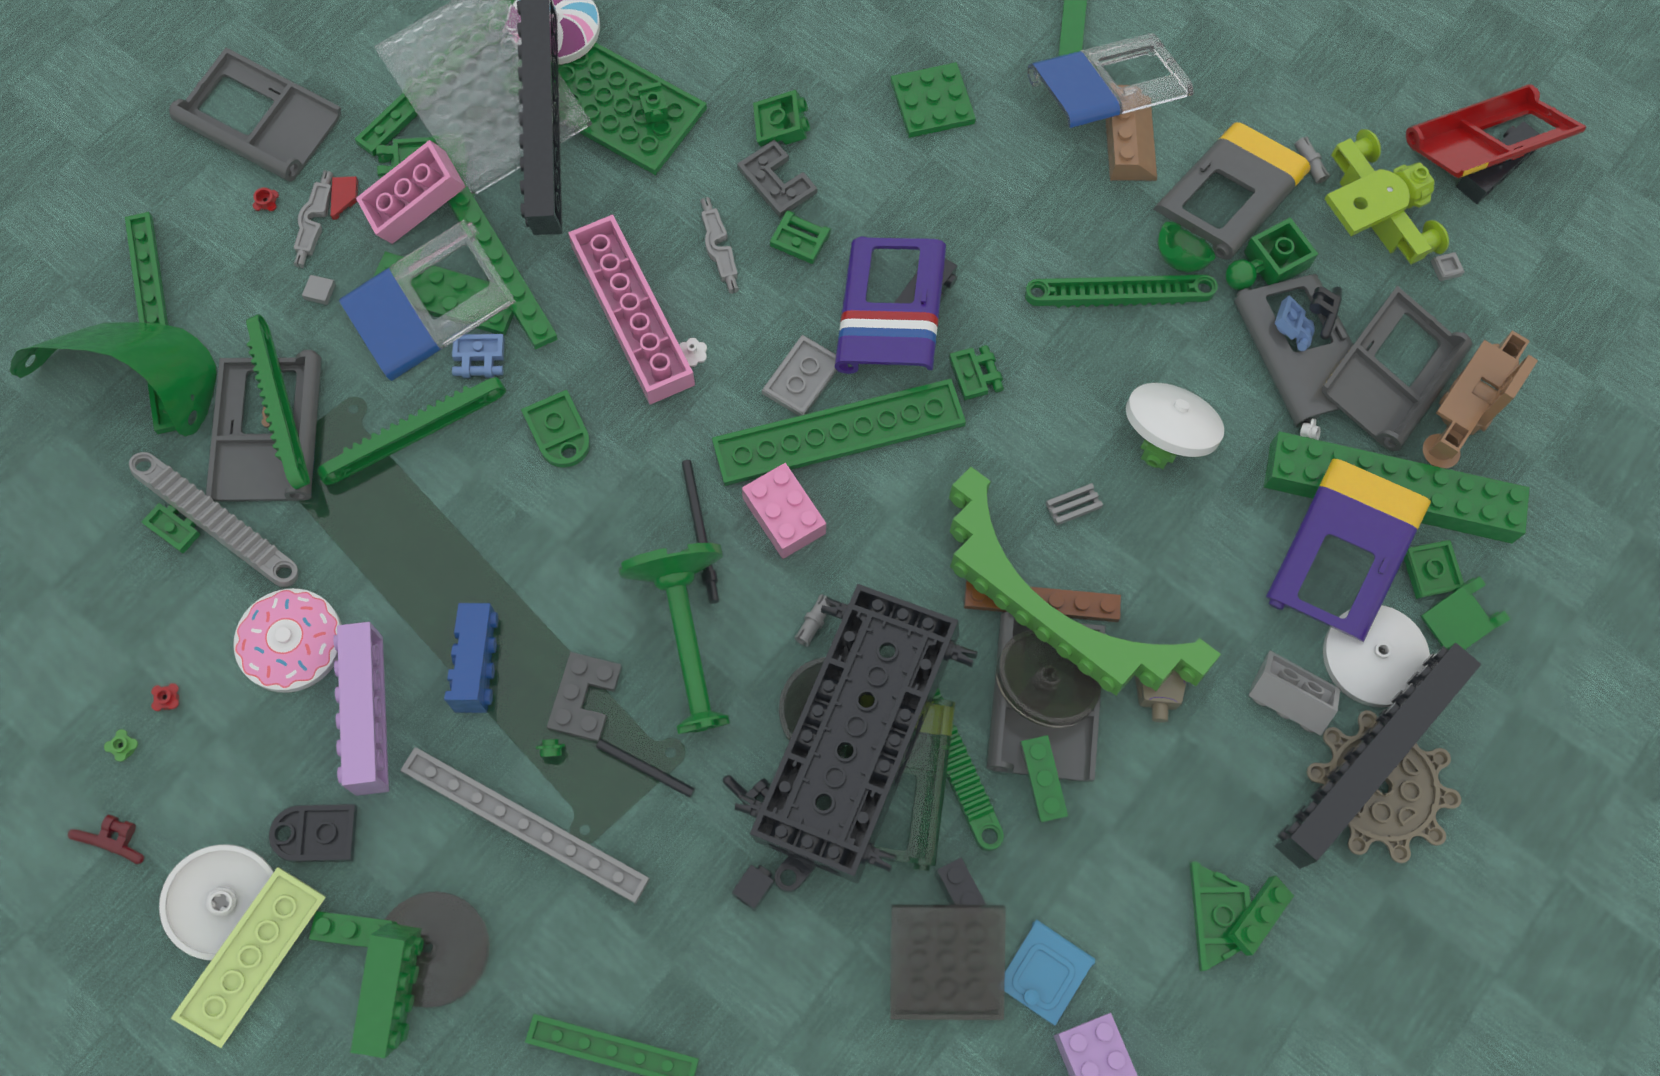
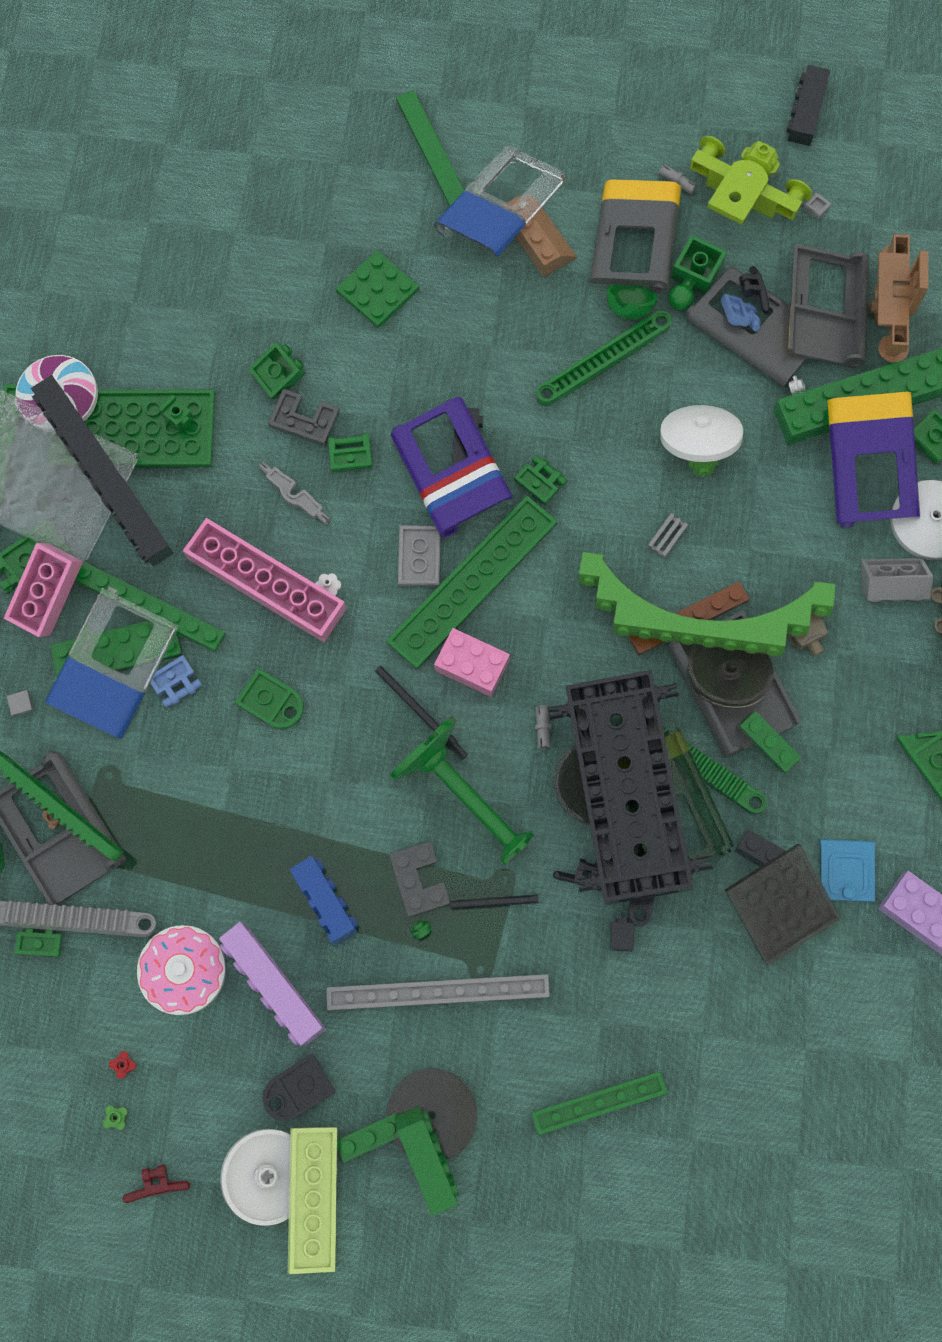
camera: 25 degrees left, 5 degrees up
(411, 430) = (165, 767): green gear -> none
(1462, 146) = (780, 110): red piece -> none

